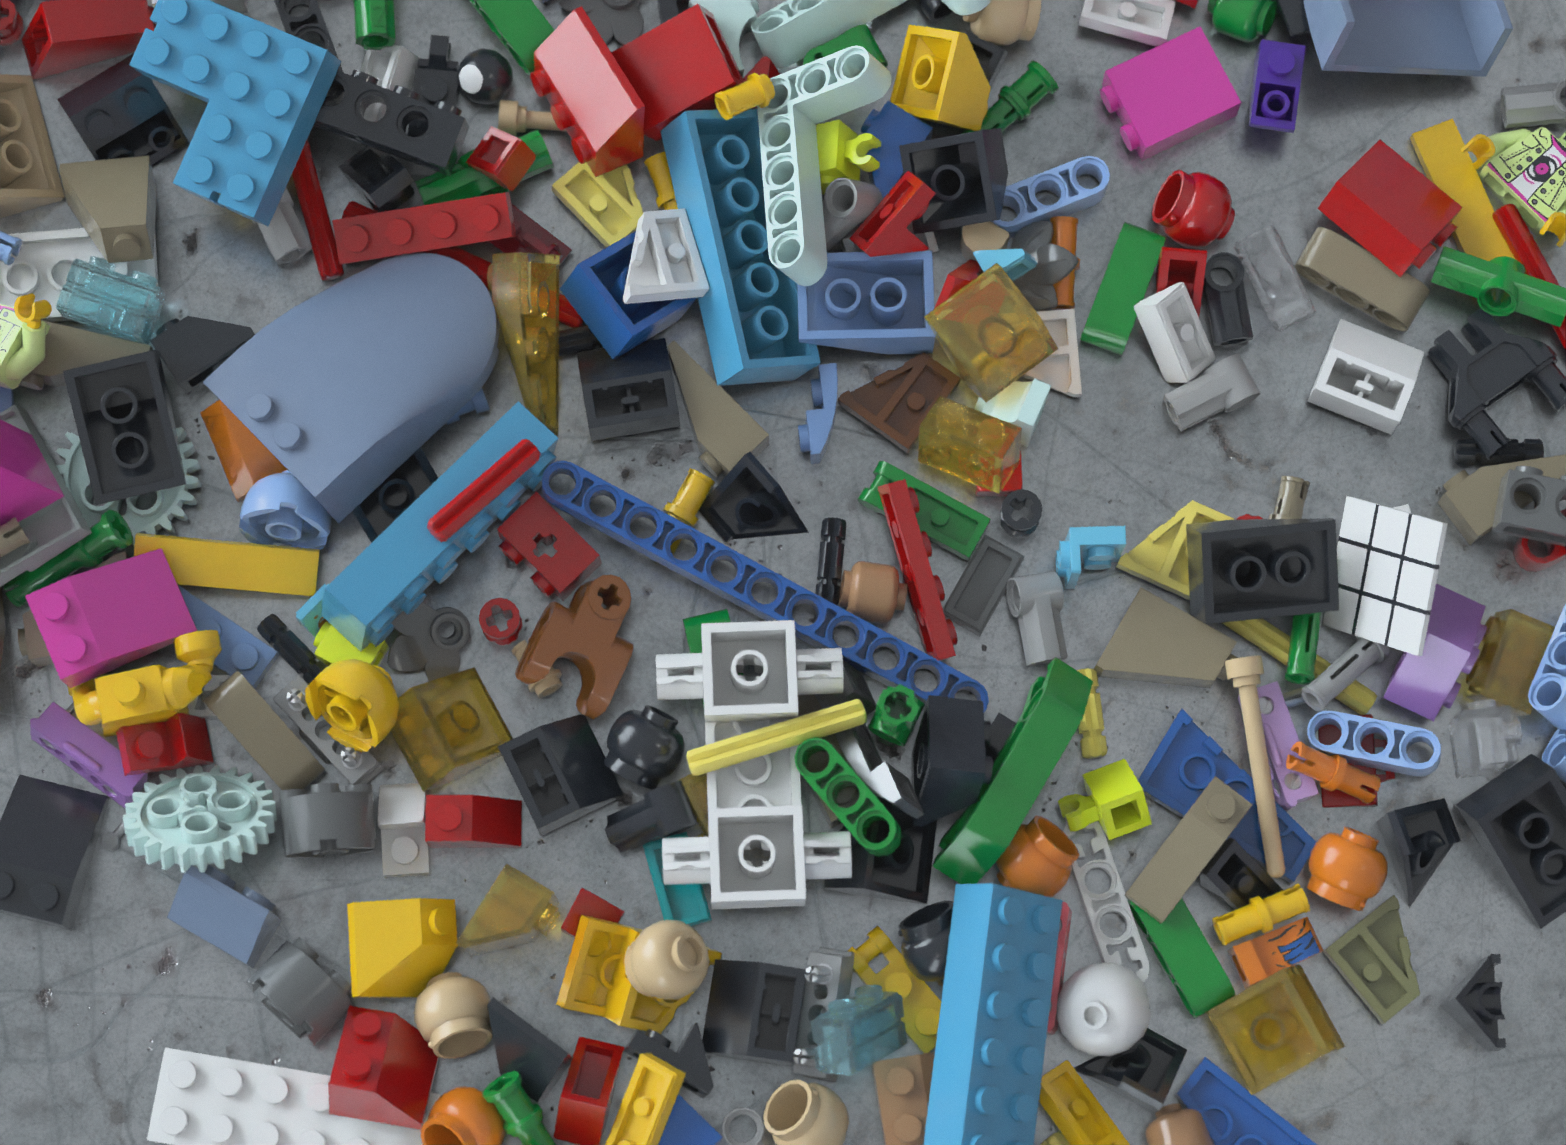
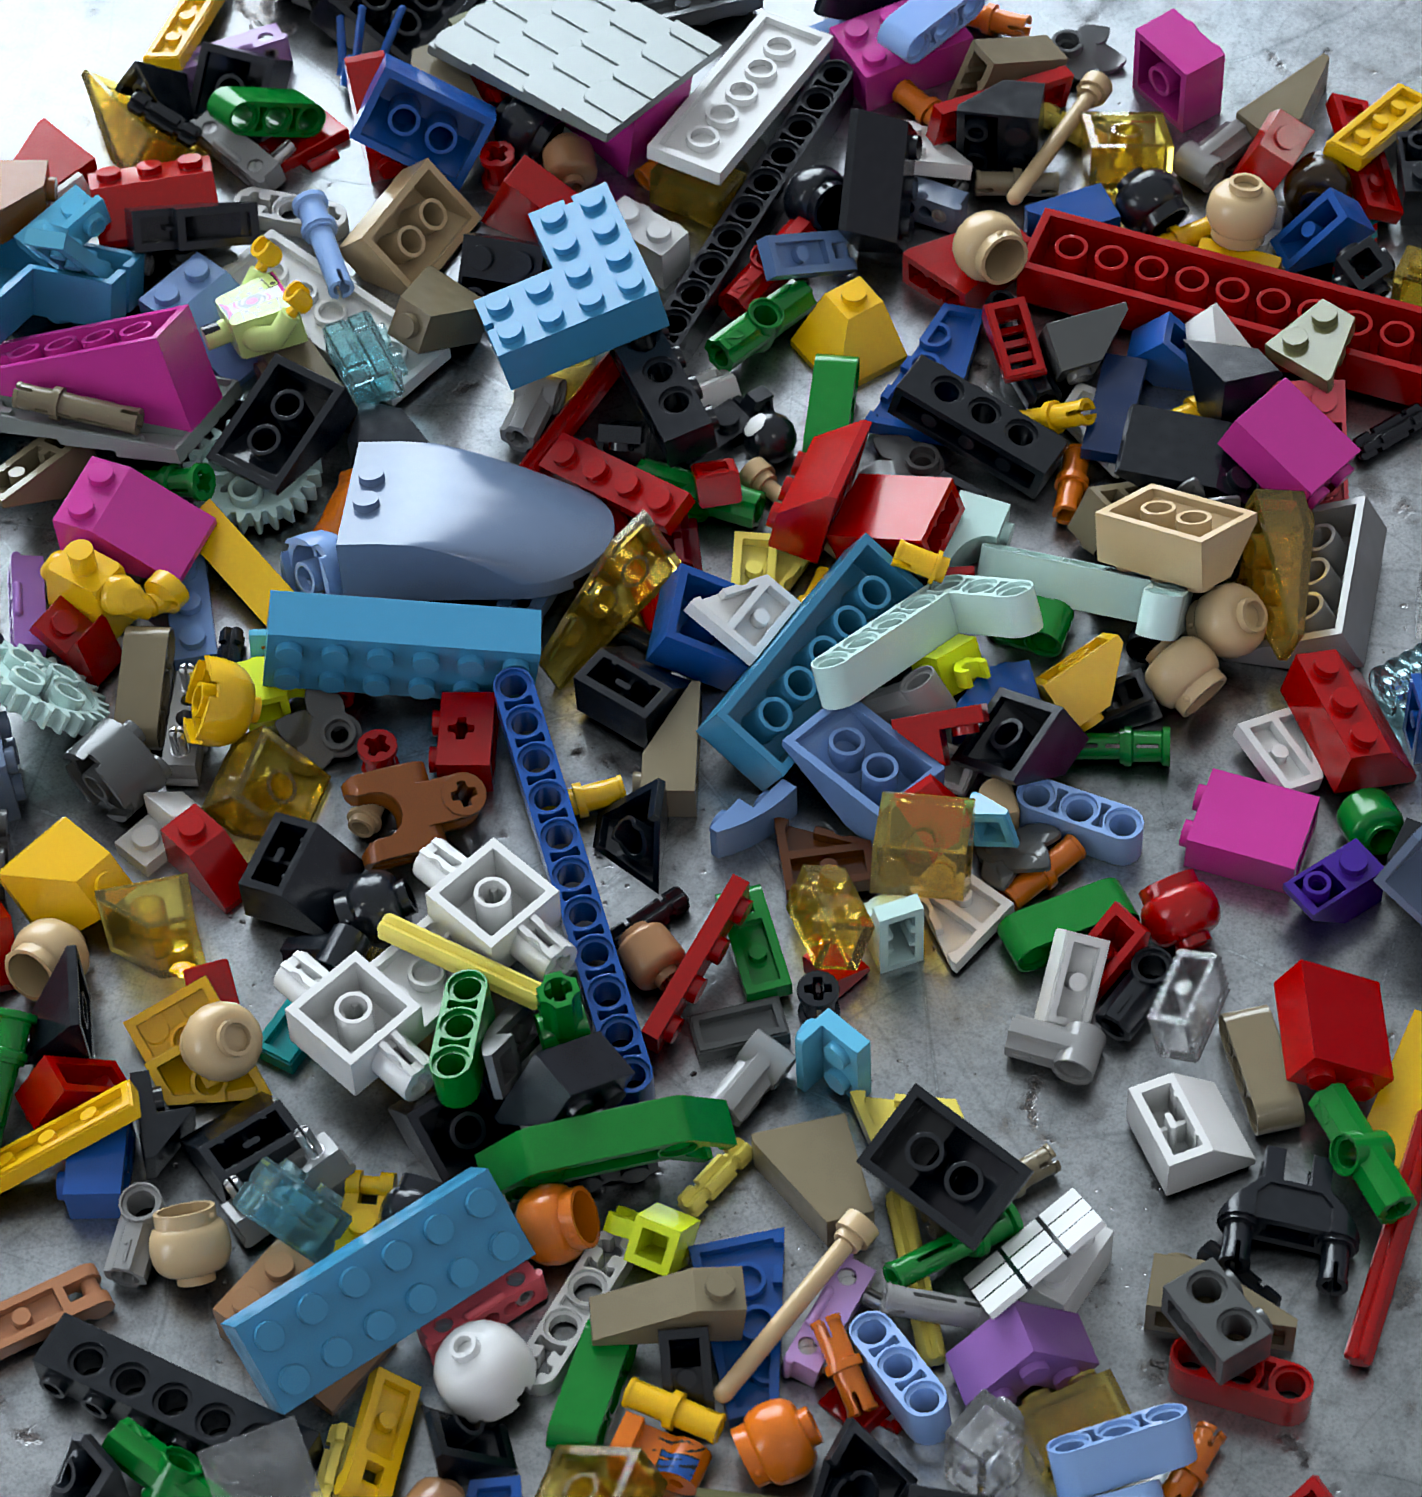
camera: 50 degrees right, 25 degrees down
(483, 490) = (447, 629): red axle -> none

